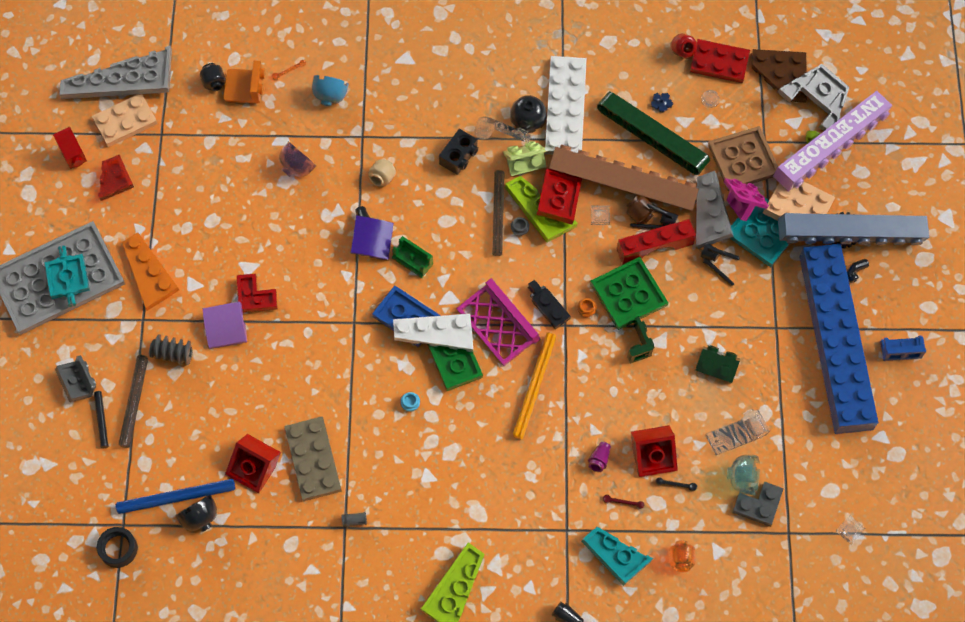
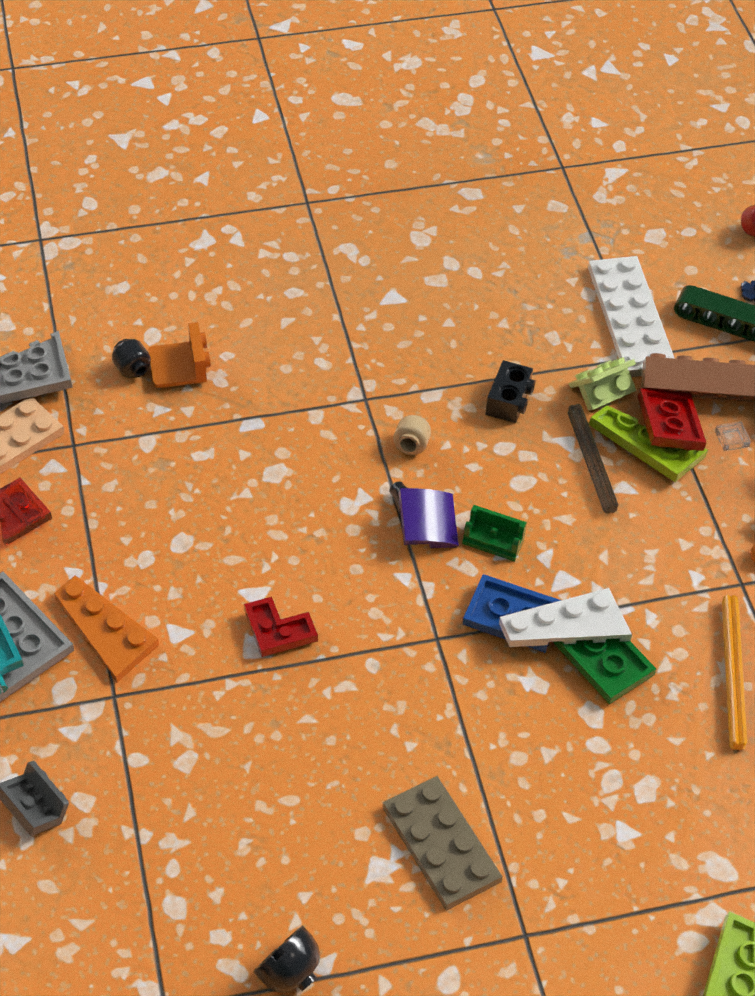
camera: 15 degrees left, 15 degrees down
(101, 419) = (87, 854): black bar -> none
(133, 401) = (132, 816): clear smoke axle -> none
(171, 350) = (174, 725): dark grey piece -> none
(175, 496) = (239, 945): blue axle -> none
(224, 325) = (246, 676): medium lavender slope -> none
(252, 462) = (351, 867): red slope -> none
(275, 76) = (219, 346): clear orange hinge -> none
(295, 162) = (285, 440): cylinder -> none
(329, 89) = (304, 344): dark azure cylinder -> none
(354, 519) = (537, 918): dark grey pin -> none
(410, 401) = (561, 729): medium azure plate -> none
(486, 126) = (540, 354): clear door -> none
(511, 312) = (667, 580): dark pink fence -> none
(520, 226) = (629, 468): dark grey plate -> none
(528, 113) = (586, 331): black cylinder -> none
(548, 305) = (708, 560): black hinge -> none

